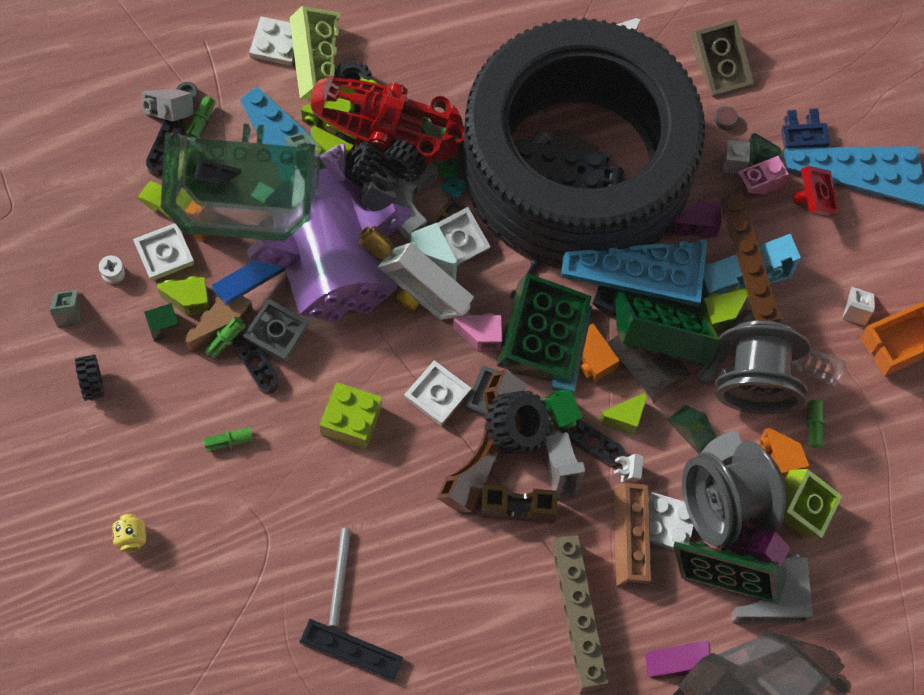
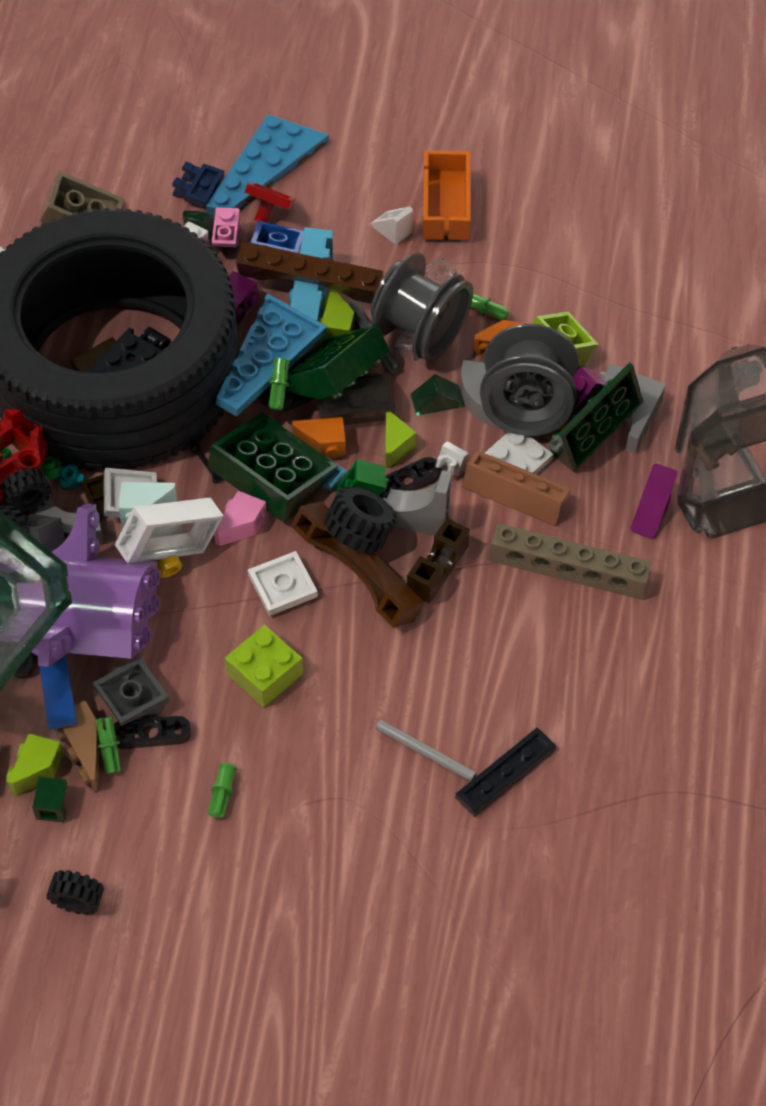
camera: 60 degrees left, 10 degrees down
(129, 533) = (275, 924): light yellow head -> none
(375, 242) = (102, 550): pearl gold brick -> none
(476, 399) = (309, 554): dark grey tile -> none
(611, 293) = (278, 383): none -> bright green axle
(771, 218) = (277, 237): none -> blue slope

